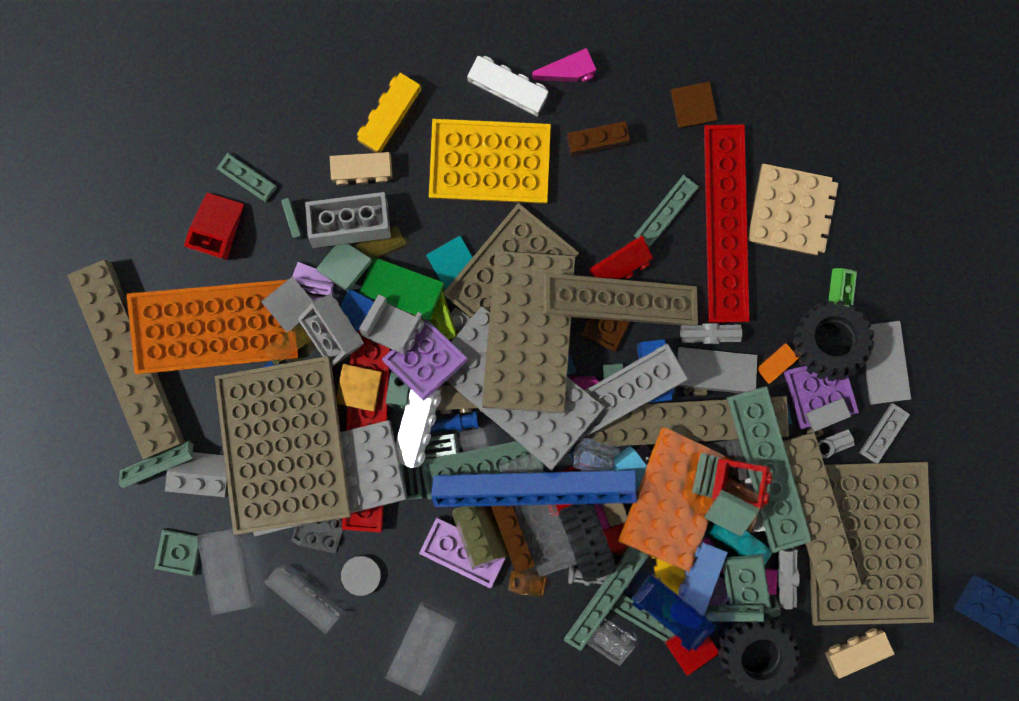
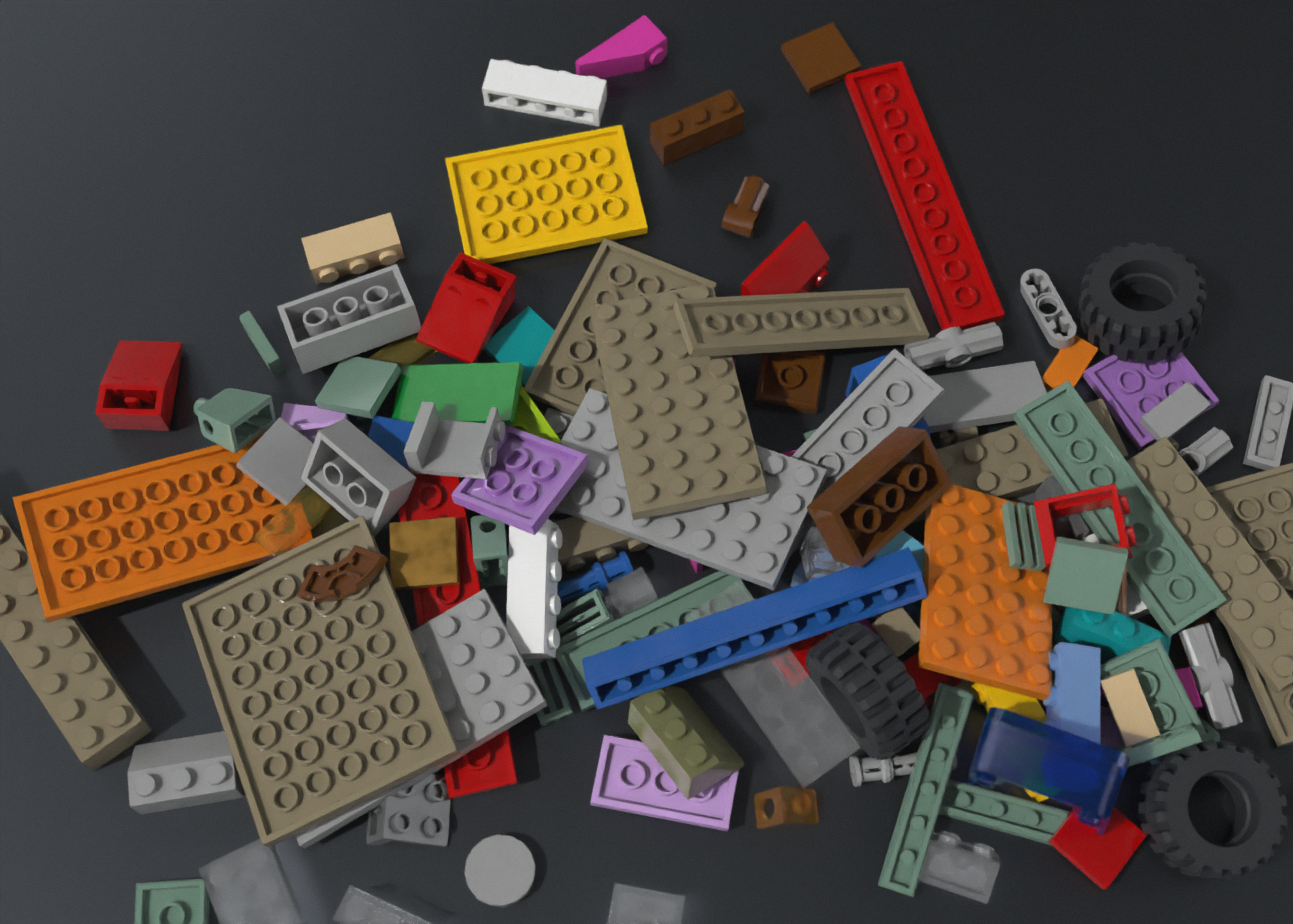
camera: 20 degrees left, 20 degrees down
(156, 464) = (106, 770): sand green tile -> none
(246, 177) = (179, 307): sand green tile -> none
(265, 267) = (234, 417): none -> sand green torso
(308, 393) = (342, 578): none -> reddish brown tile
(389, 113) = (378, 165): yellow brick -> none
(421, 232) = (467, 308): none -> red slope
(513, 537) = (739, 726): reddish brown brick -> none
(610, 207) = (744, 213): none -> reddish brown piece
(628, 435) = (879, 496): none -> reddish brown brick
(667, 210) = (832, 192): sand green tile -> none
(732, 587) = (1129, 707): none -> tan tile
(773, 338) = (1047, 322): none -> light grey beam
(792, 210) = (1011, 156): tan hinge -> none
(842, 286) = (1120, 229): bright green slope -> none
(887, 365) = (1235, 331): light grey tile -> none

